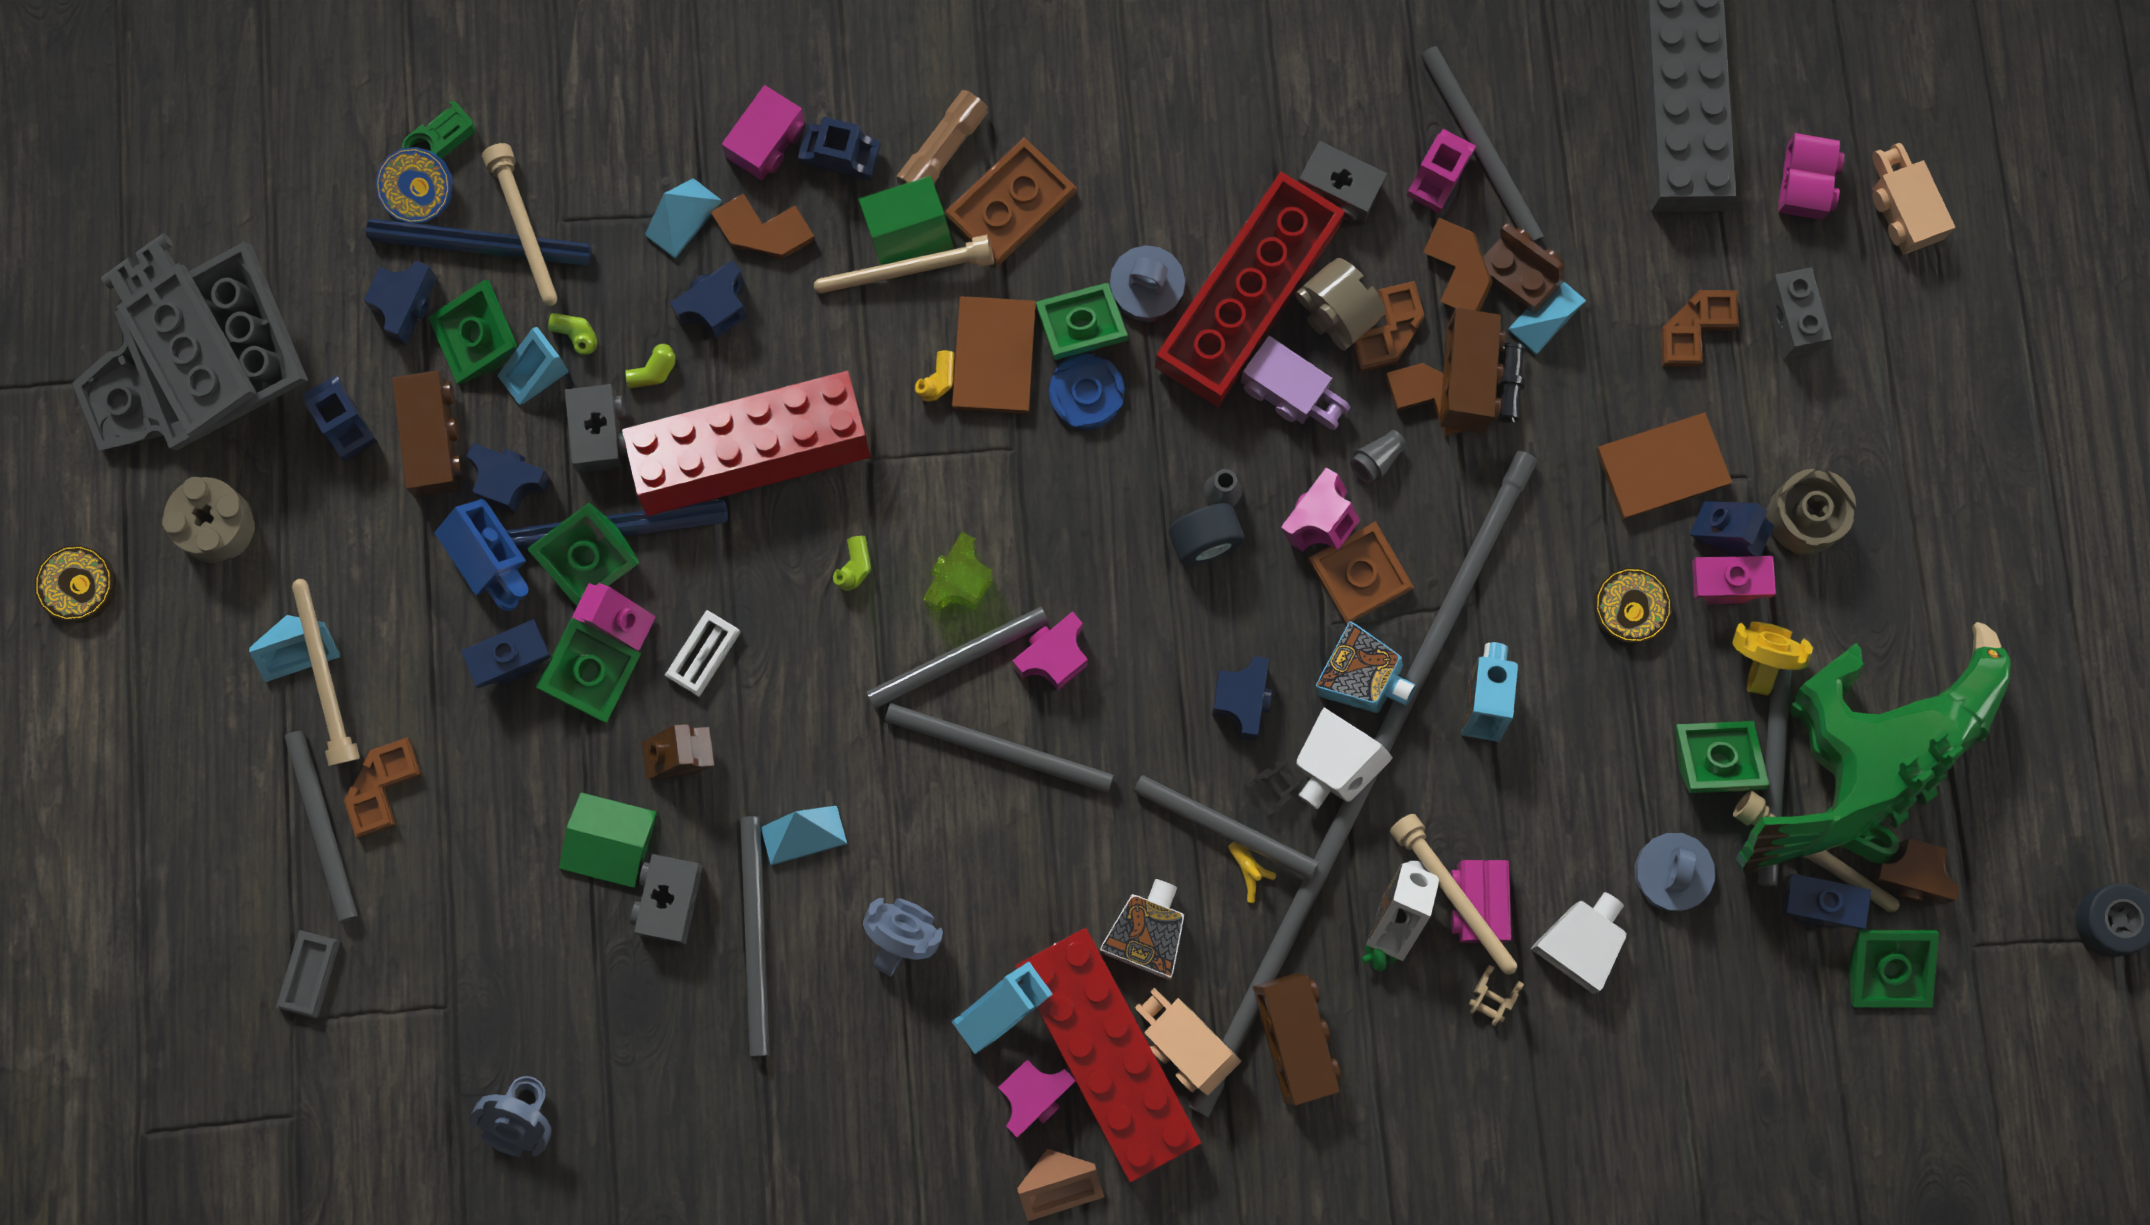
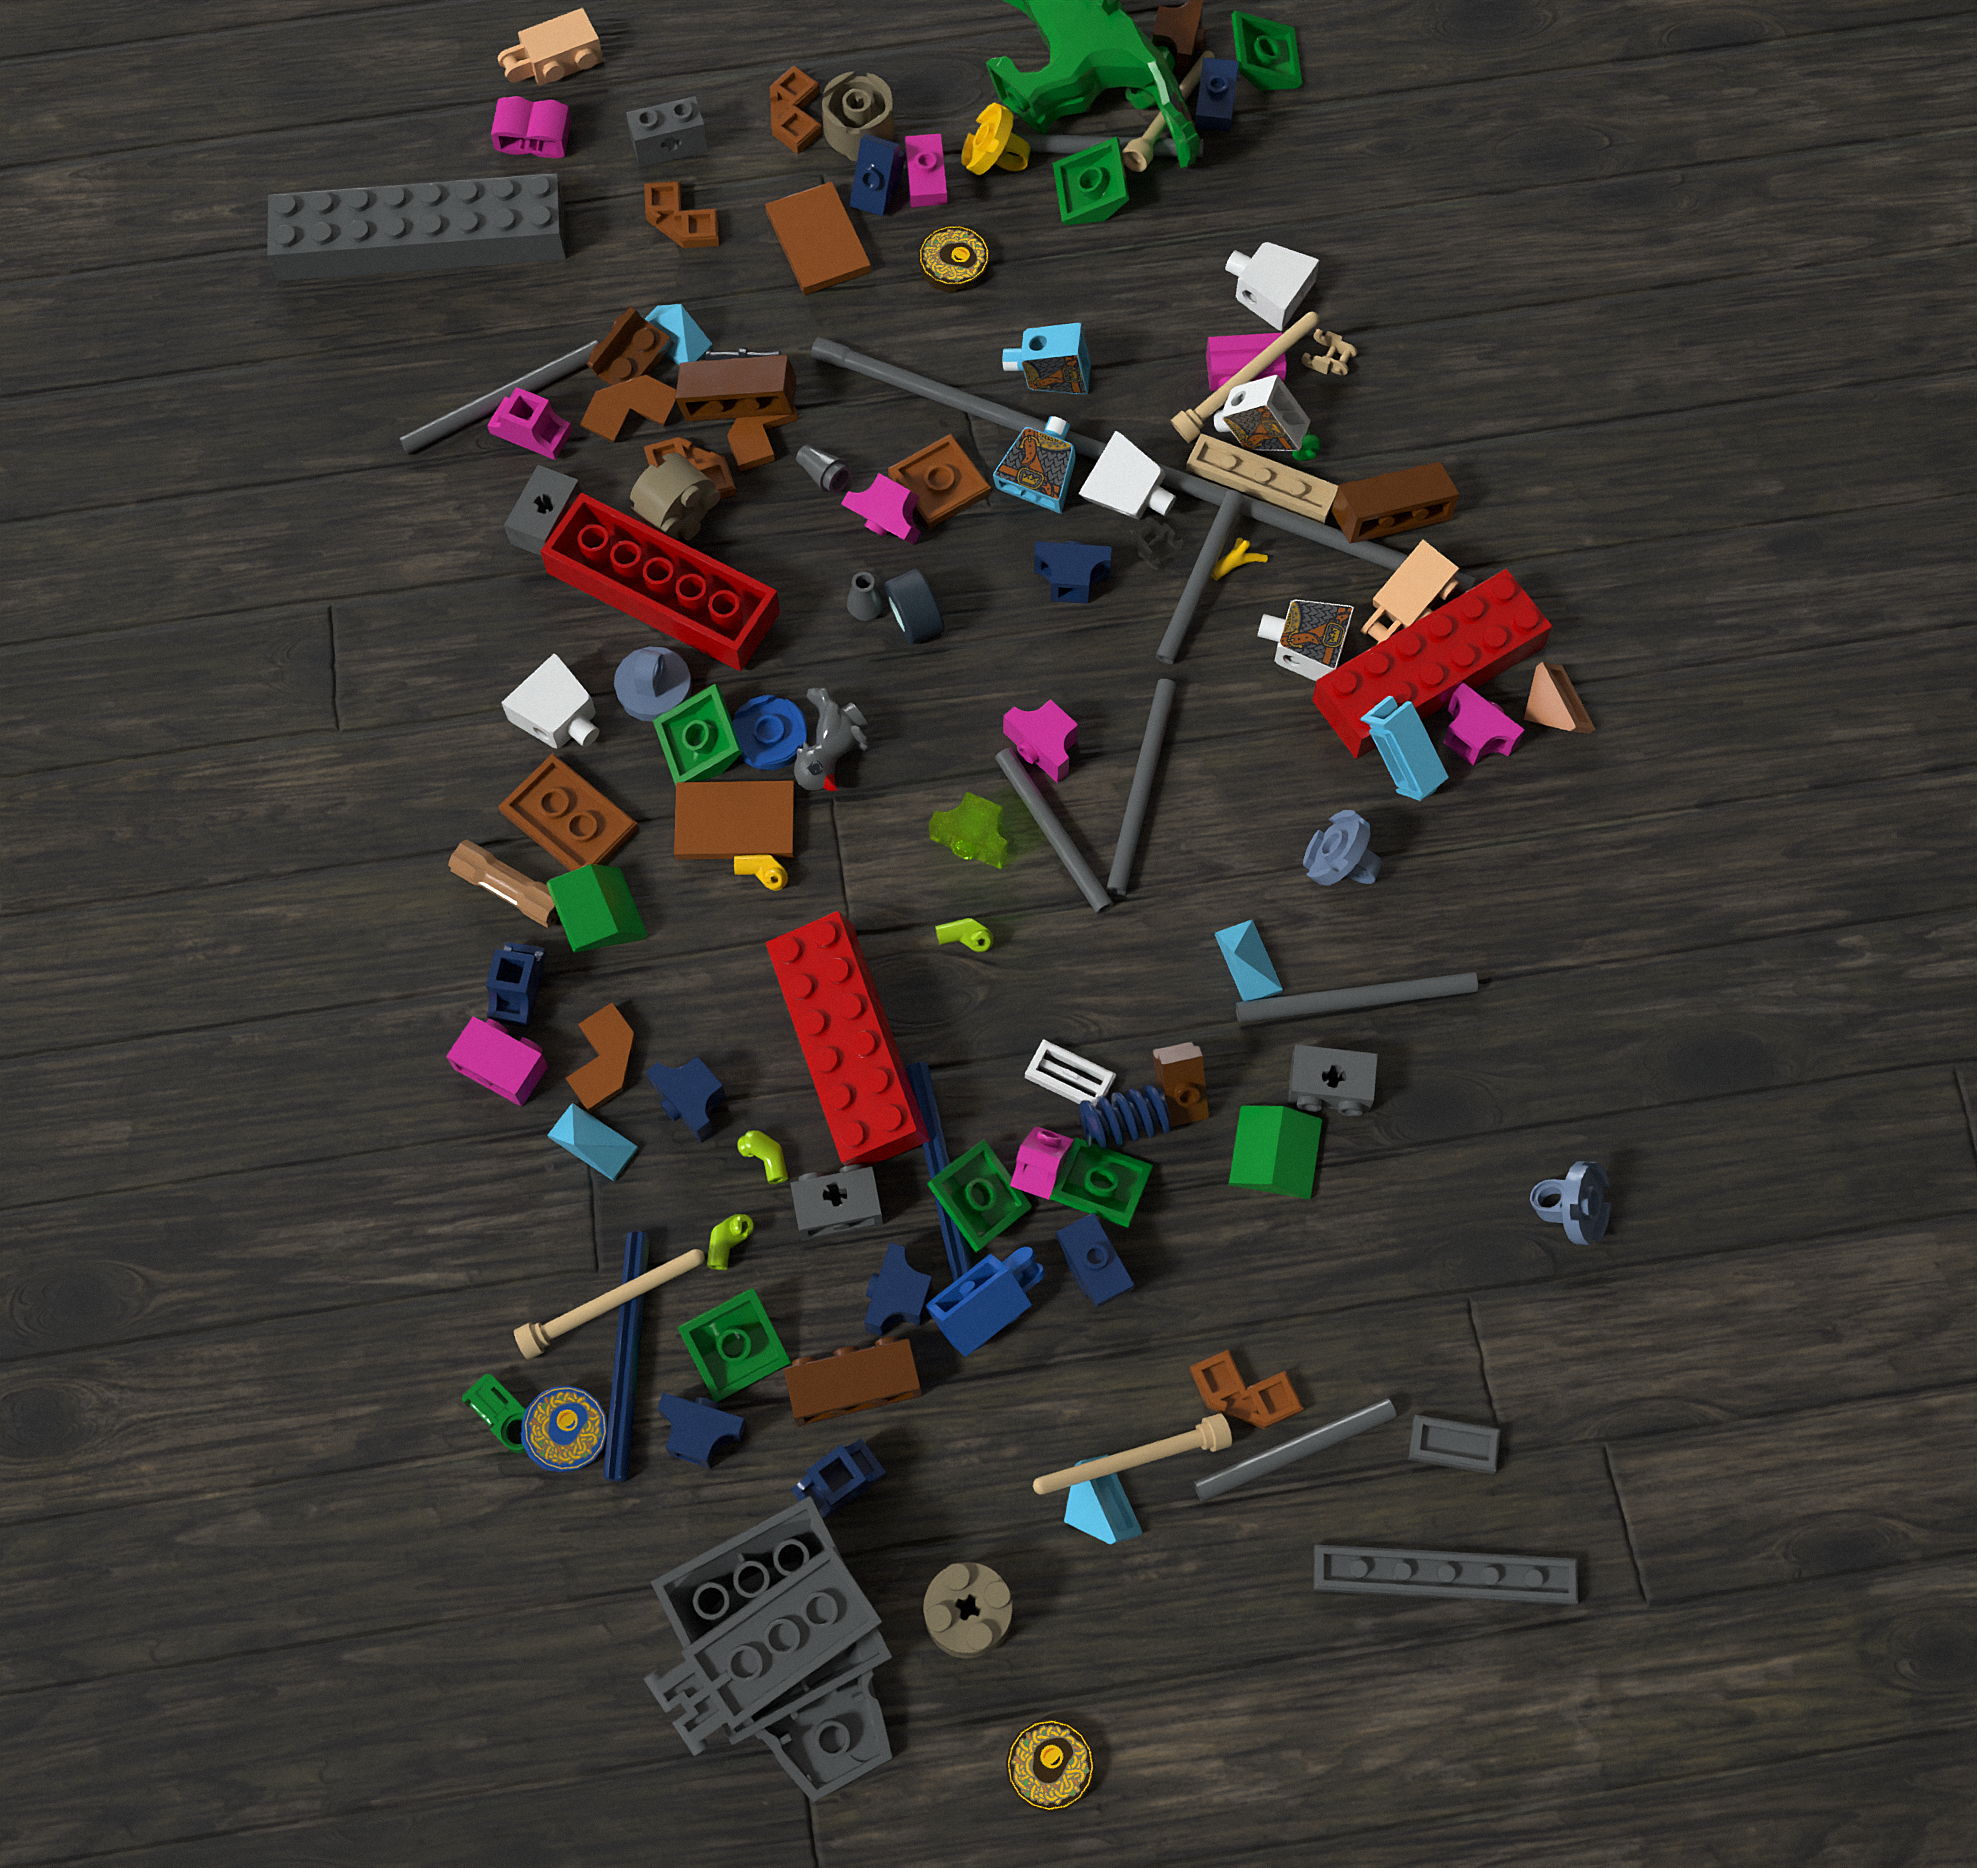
camera: 90 degrees left, 10 degrees down
(191, 950) = (1445, 1574): none -> dark grey tile
(532, 367) = (772, 1275): medium azure slope -> none
(646, 696) = (1124, 1115): none -> dark blue piece
(975, 252) = (628, 834): tan piece -> none
(1072, 452) = (835, 735): none -> dark grey animal
(1124, 188) = (553, 706): none -> white torso
(1292, 385) = (759, 538): lavender brick -> none
(1341, 905) = (1262, 478): none -> tan plate
(1674, 872) = (1198, 217): sand blue tile -> none
(1846, 442) = (787, 99): none -> dark orange tile

